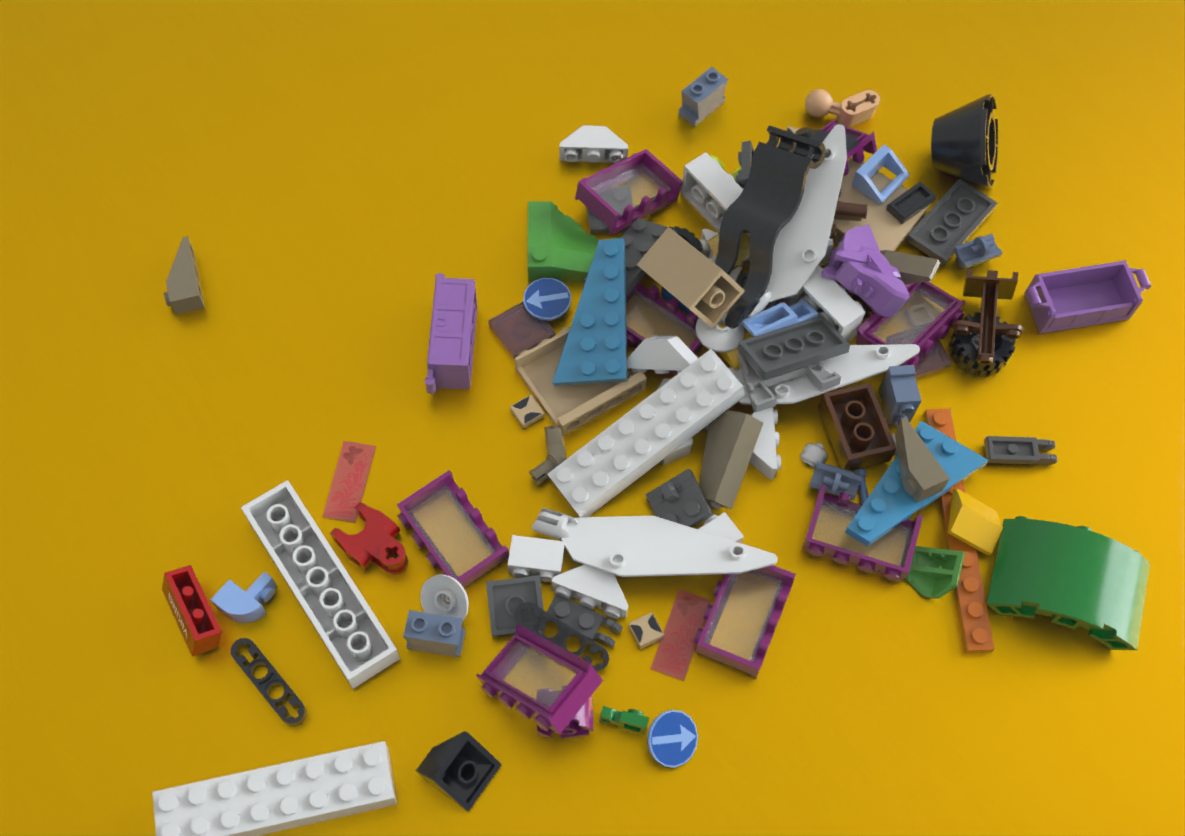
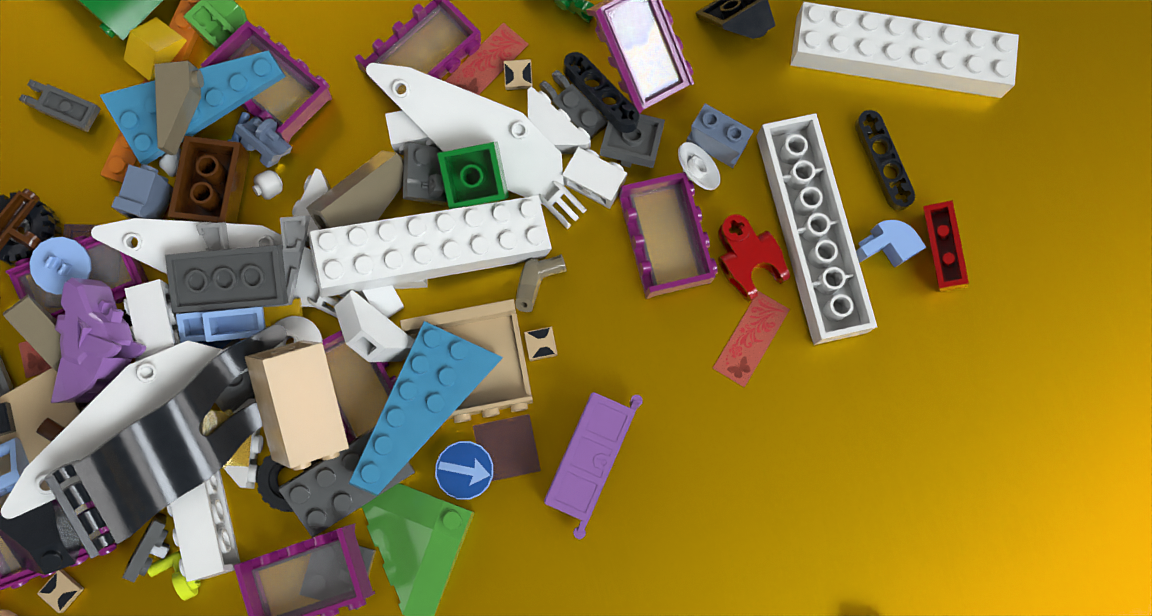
camera: 160 degrees left, 15 degrees up
(639, 503) = (473, 175): none -> green brick
(927, 319) = (58, 261): none -> light blue piece

